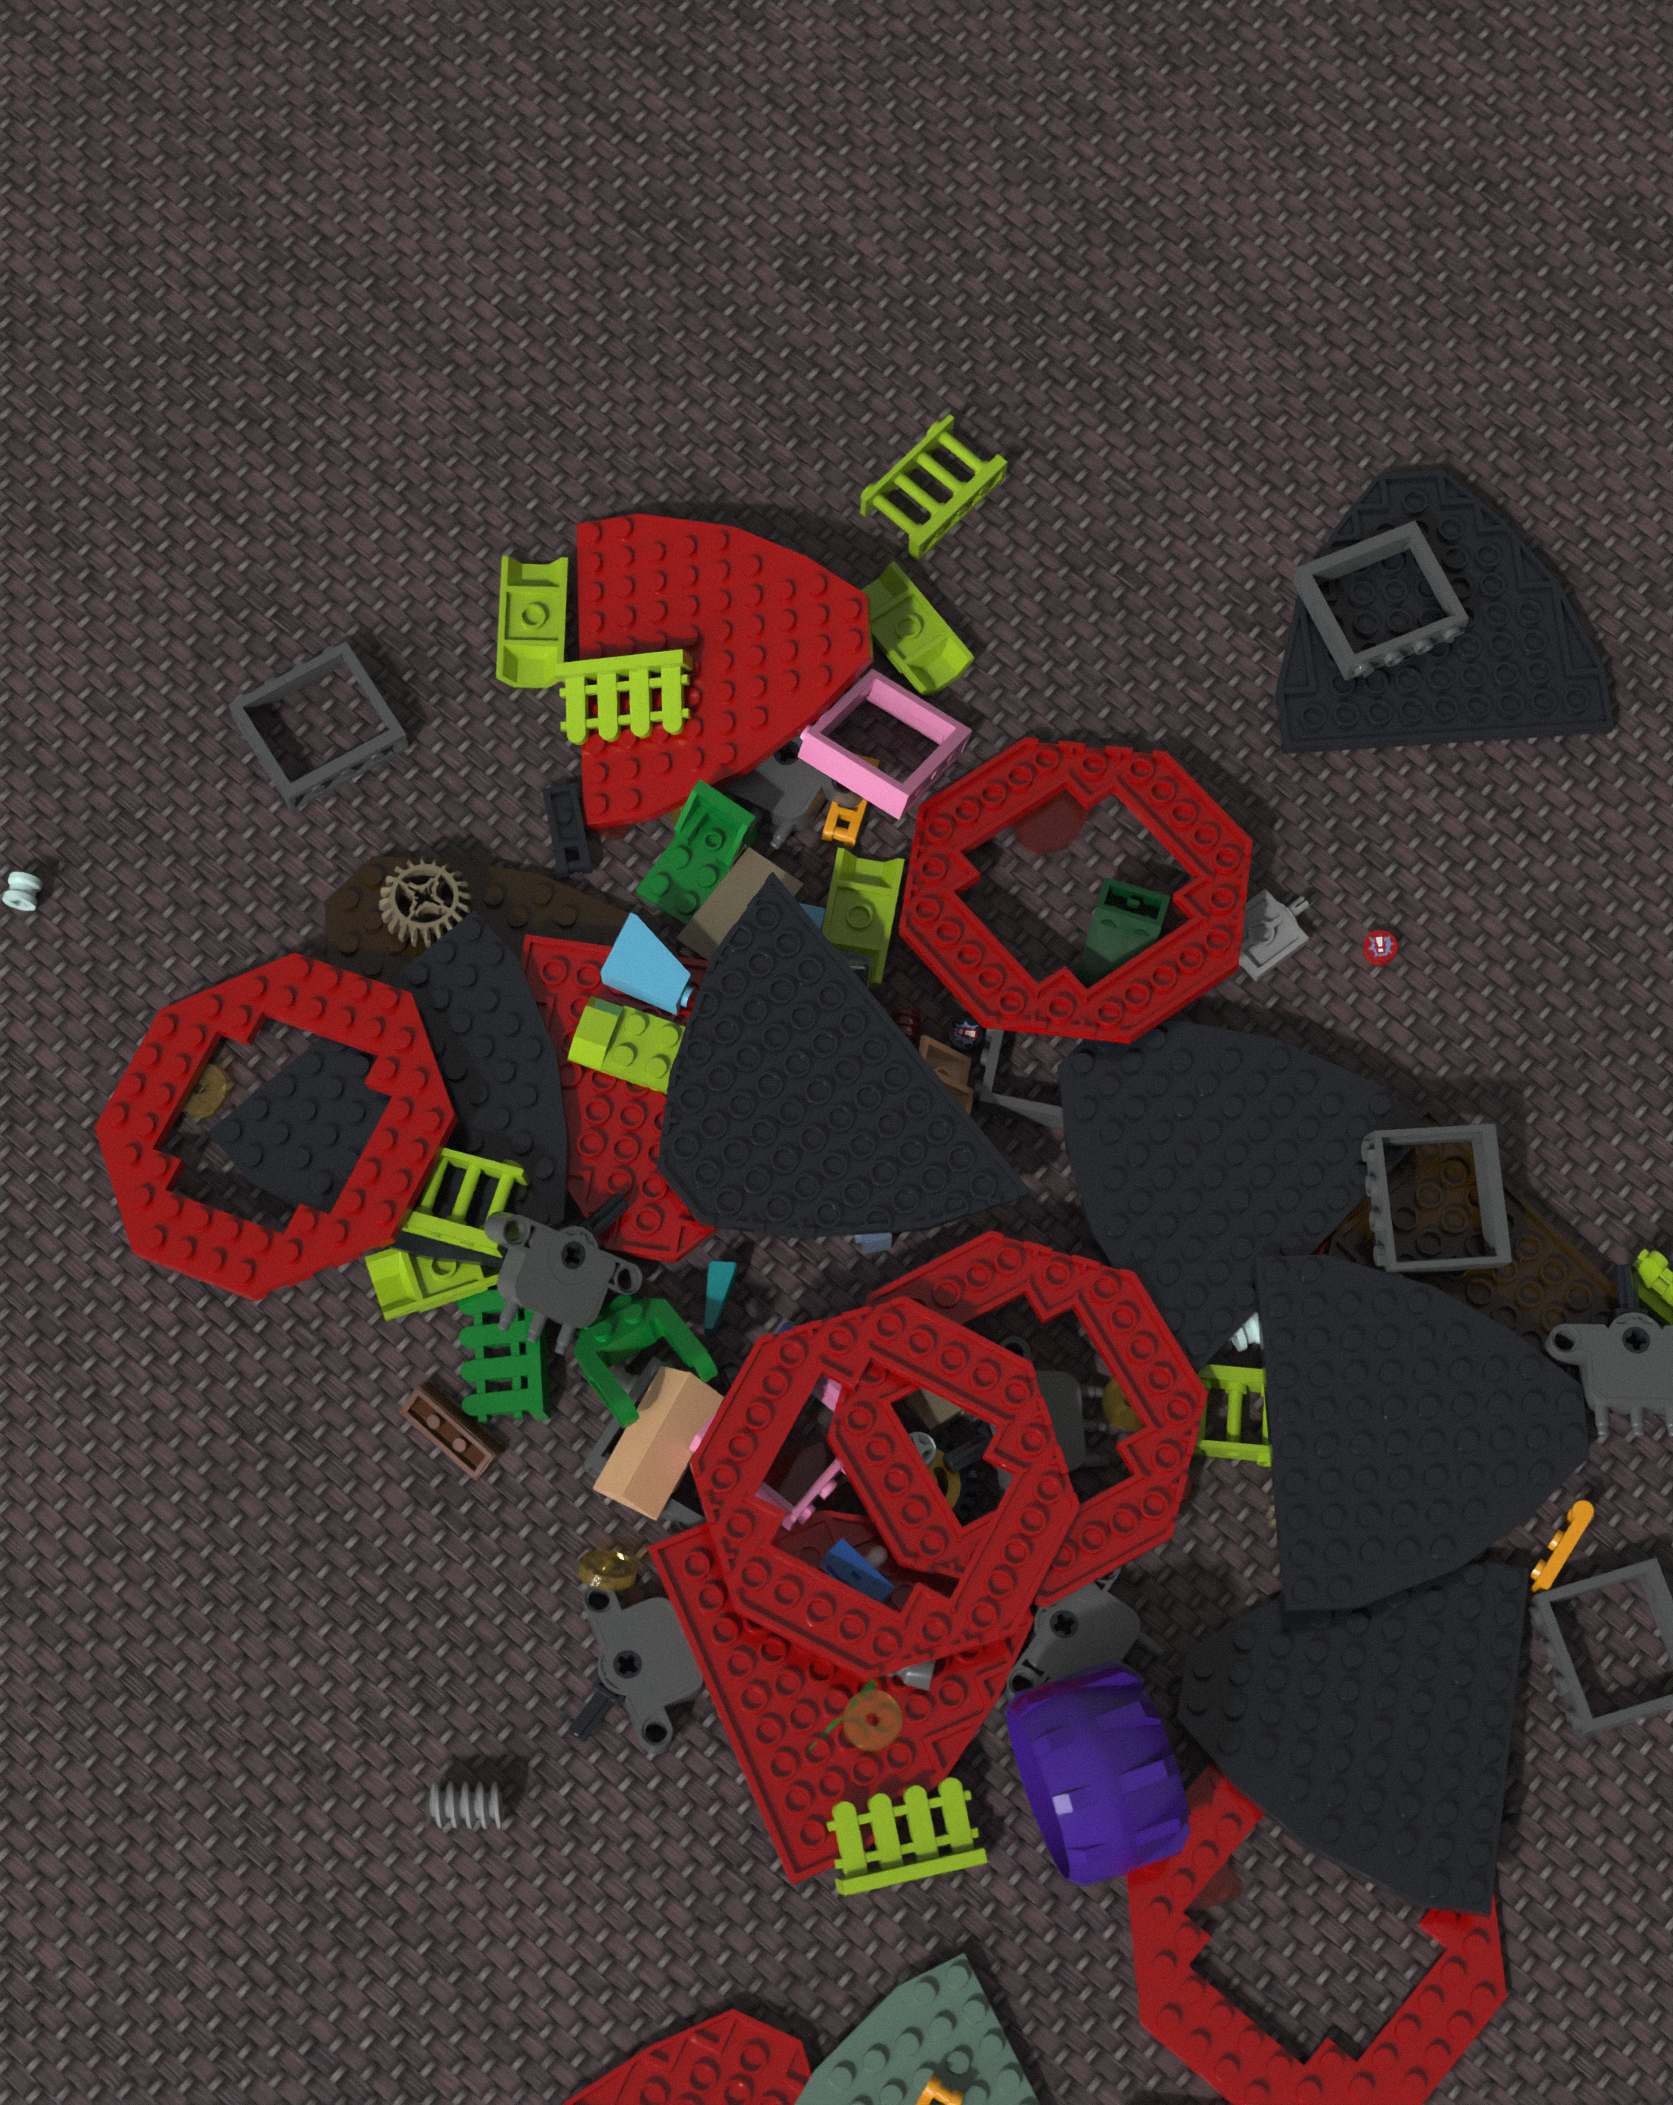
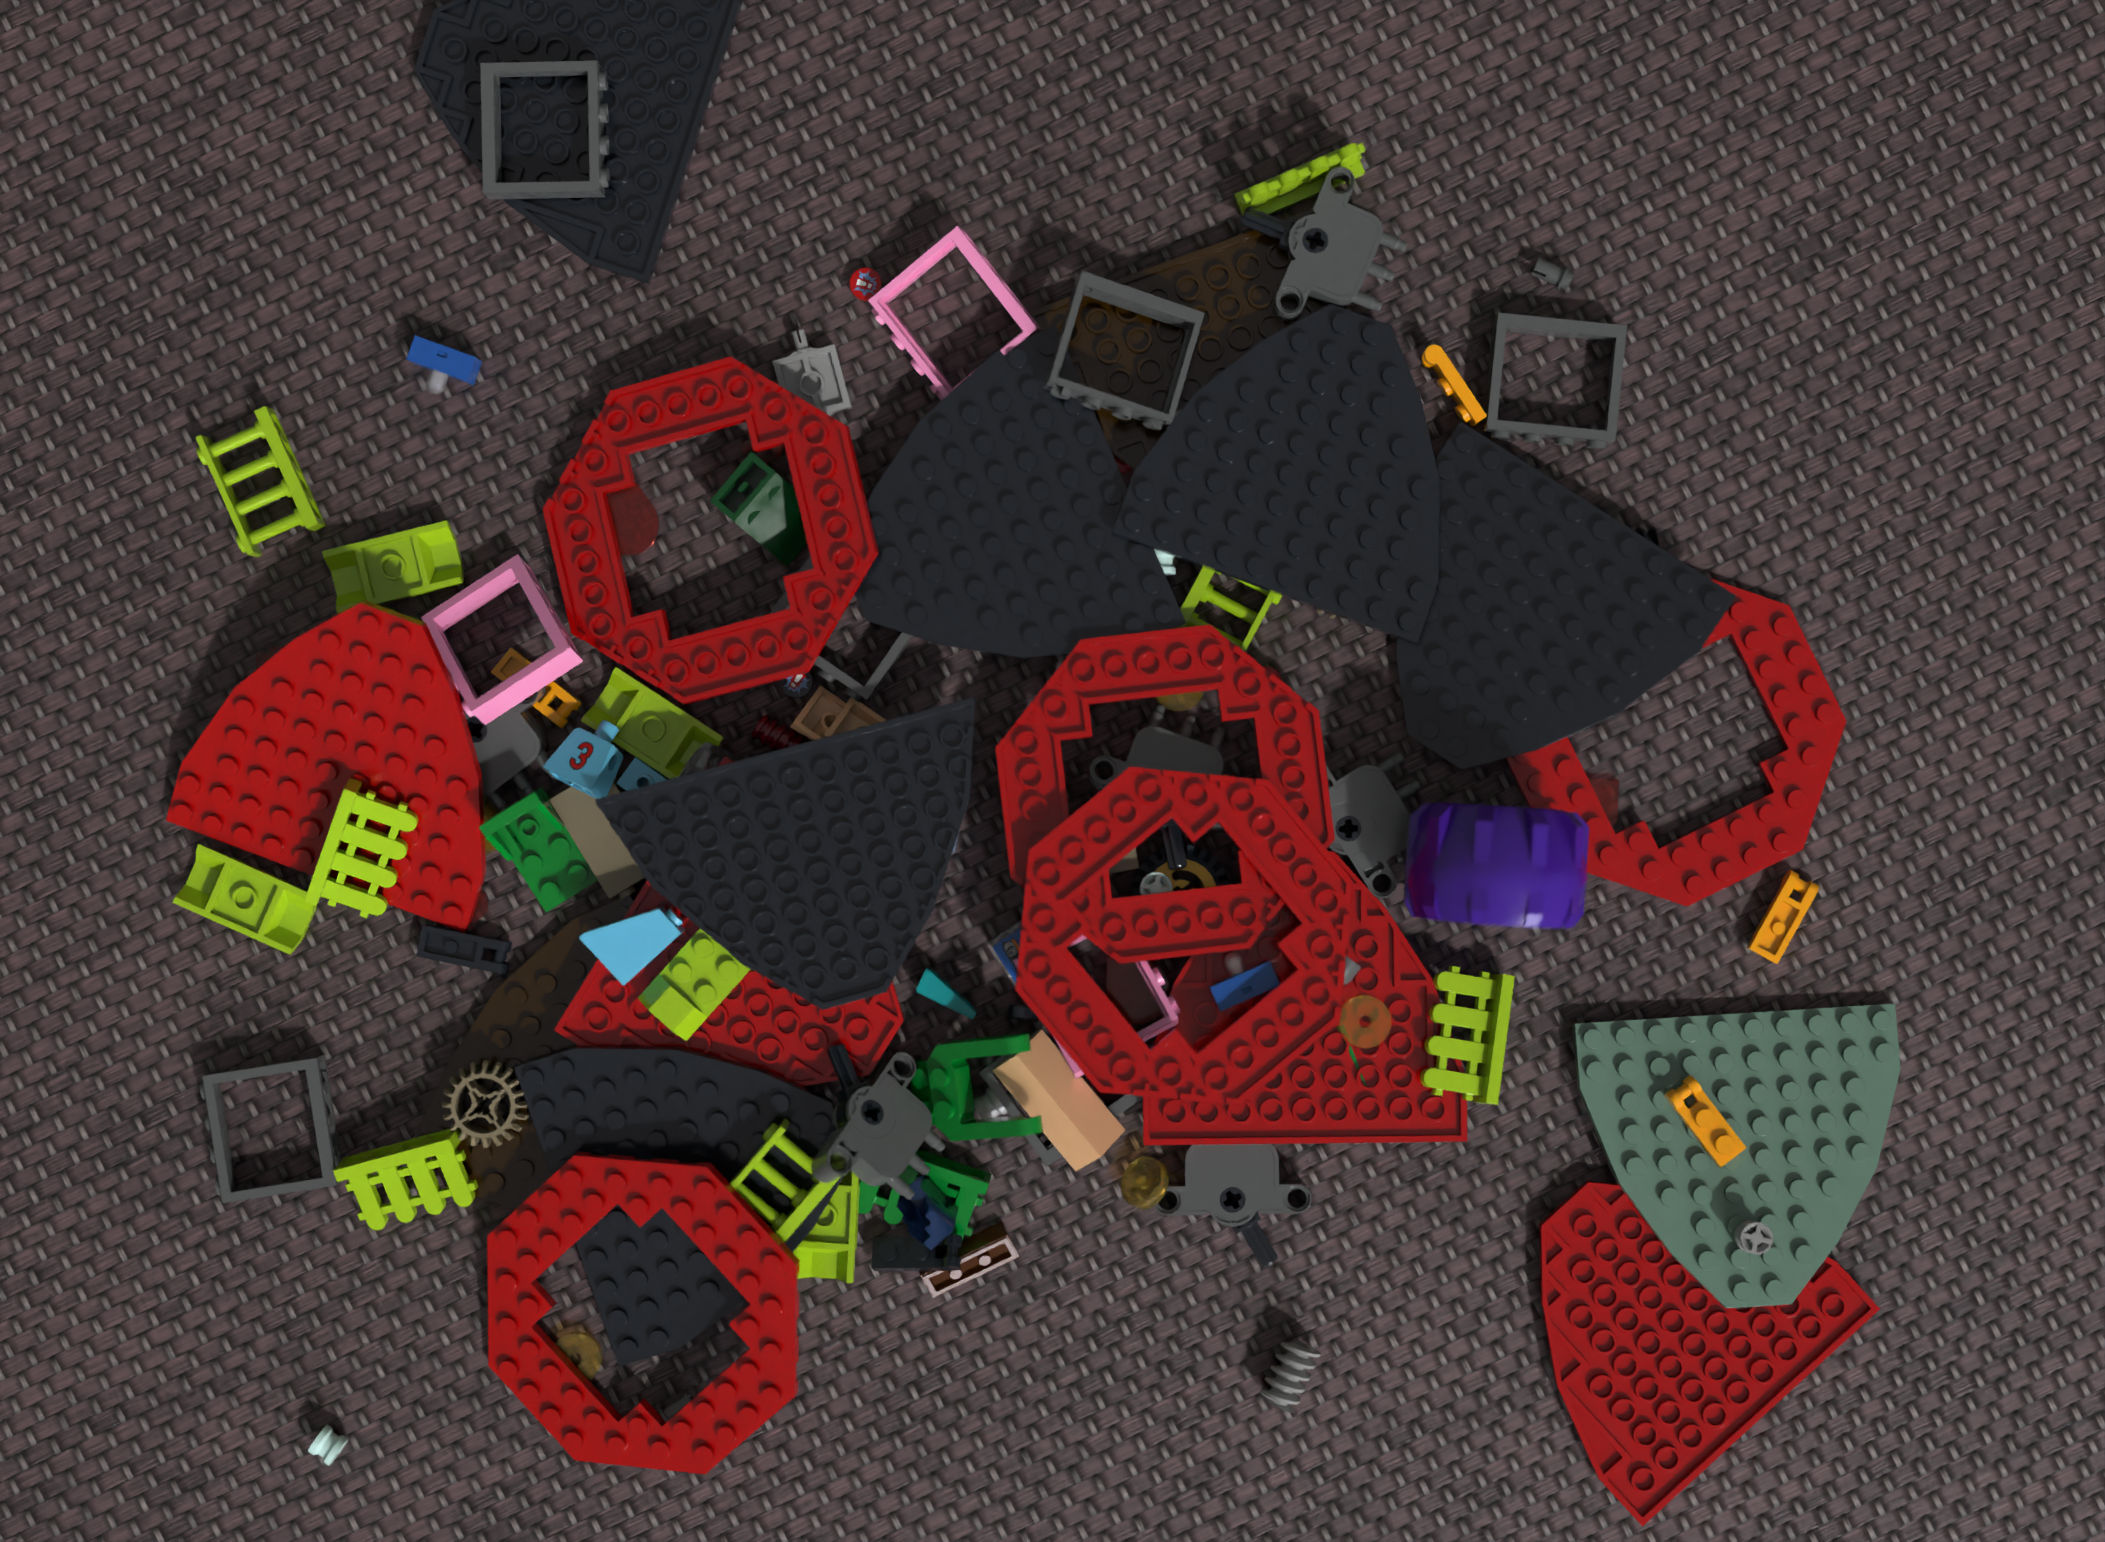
camera: 60 degrees left, 20 degrees up
(330, 873) = (414, 1154): none -> lime fence
(439, 1372) = (908, 1254): none -> black plate
(489, 1359) = (928, 1213): none -> piece
(805, 862) = (587, 760): none -> medium azure torso
(1119, 600) = (442, 363): none -> blue piece
(1417, 983) = (903, 337): none -> bright pink window

